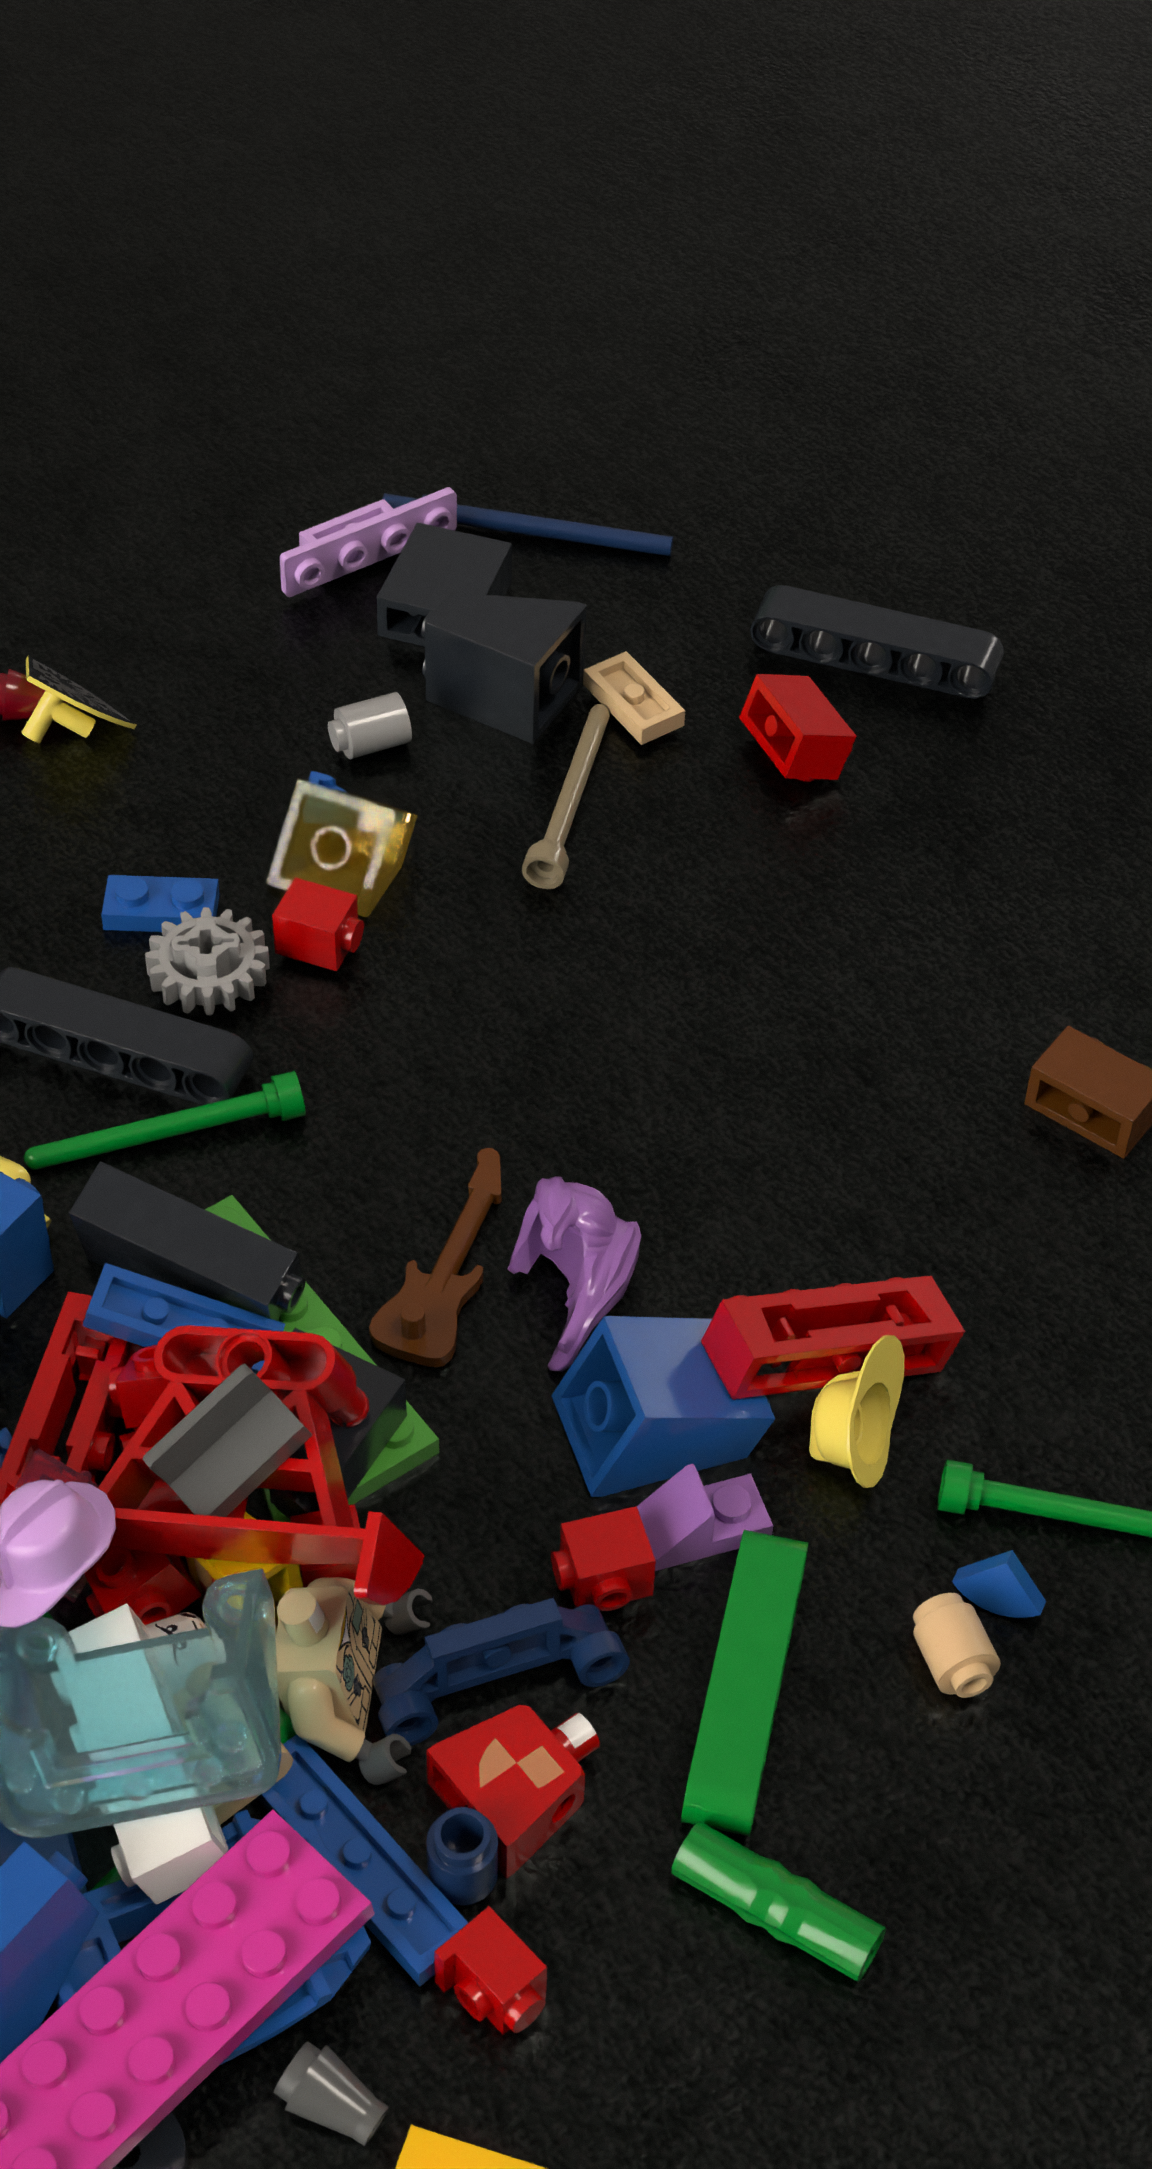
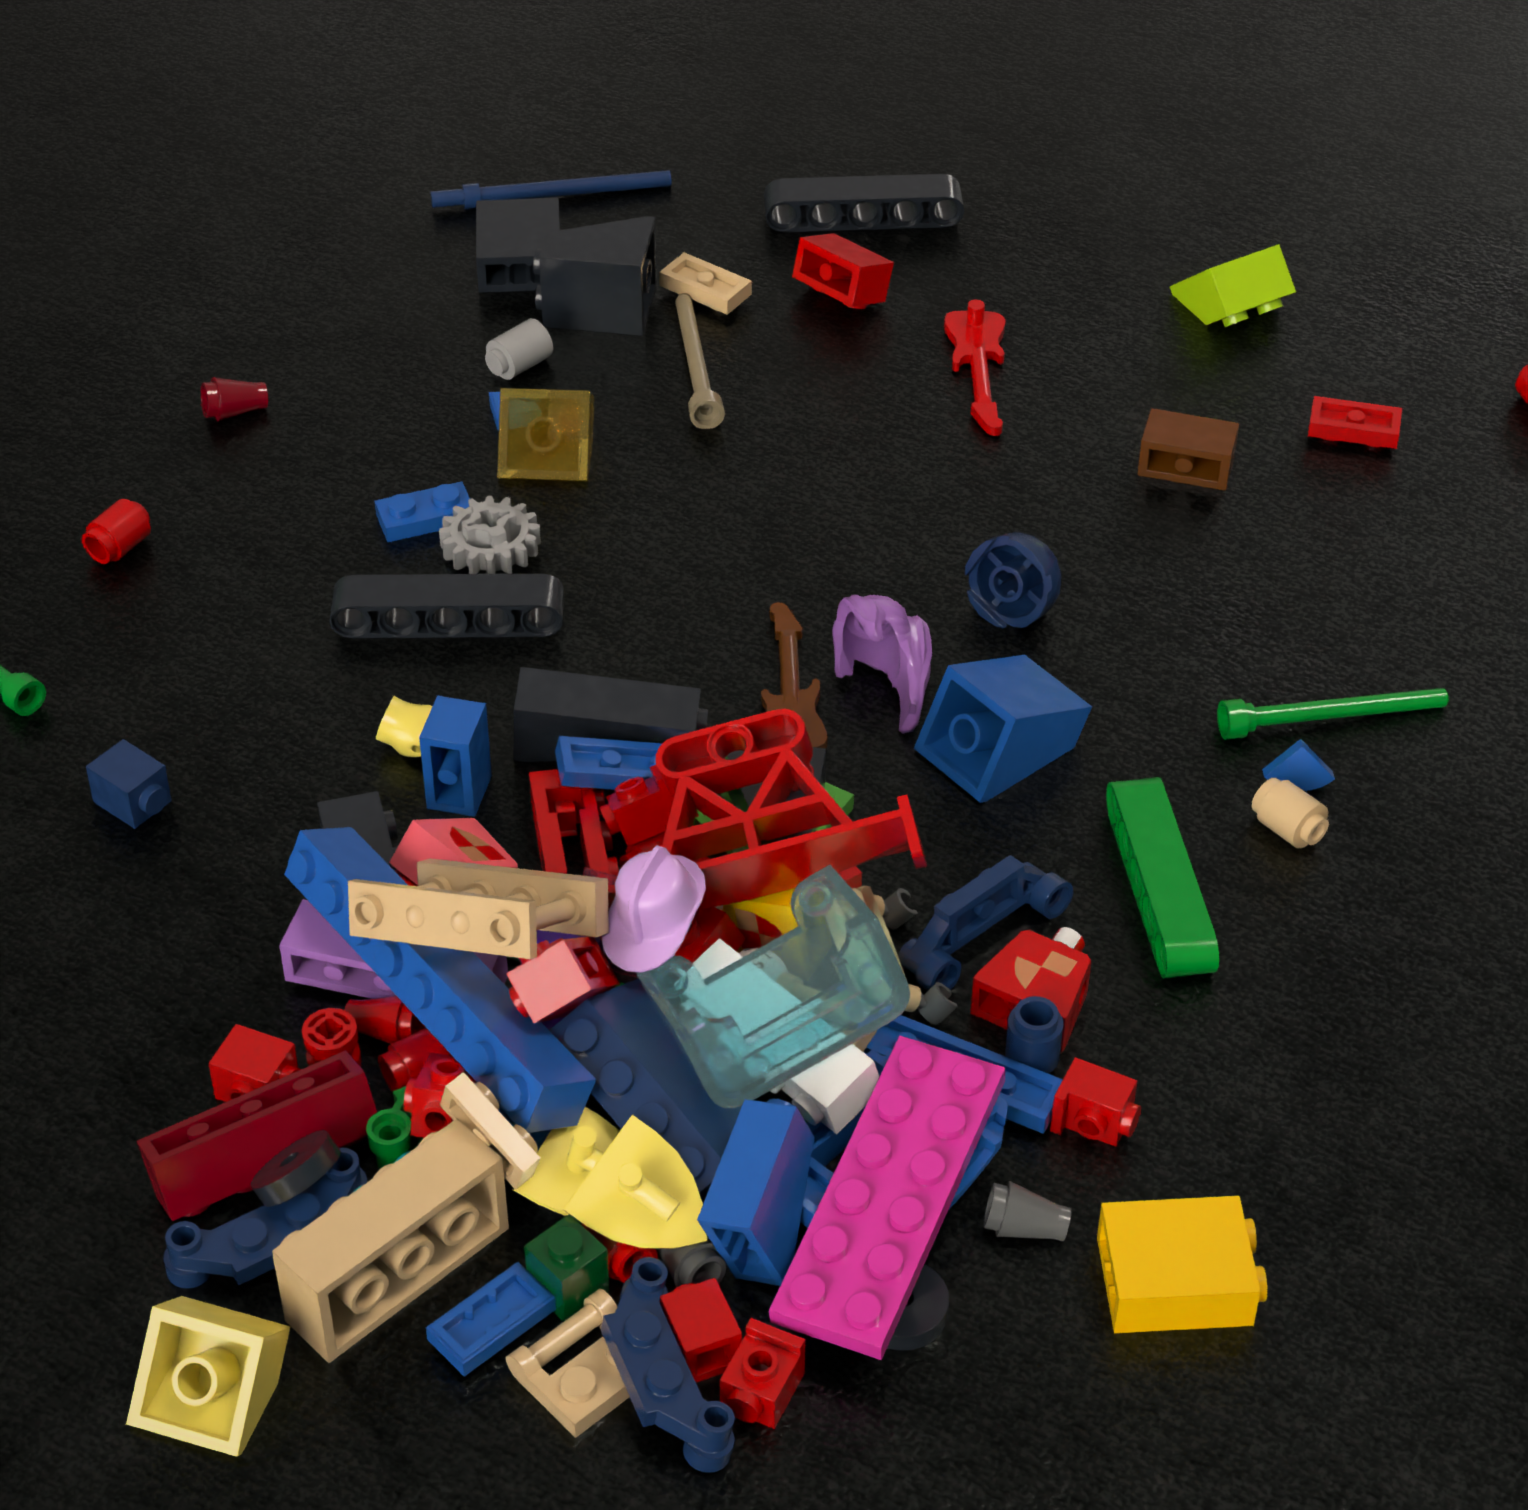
camera: 20 degrees left, 5 degrees down
(52, 706) = (261, 398): light yellow shield -> none
(227, 1445) = (755, 798): dark grey panel -> none
(277, 1098) = (601, 611): green piece -> none
(317, 924) = (563, 488): red brick -> none
(360, 539) = (434, 225): lavender bracket -> none
(605, 1560) = (1021, 828): red brick -> none
(701, 1521) = (1064, 791): medium lavender slope -> none
(777, 1209) = (1013, 580): none -> dark blue cylinder
(778, 1901) = (1262, 1000): green axle -> none
(827, 1333) = (1105, 638): red brick -> none
(857, 1413) = (1140, 691): light yellow piece -> none
(920, 859) = (976, 339): none -> red piece

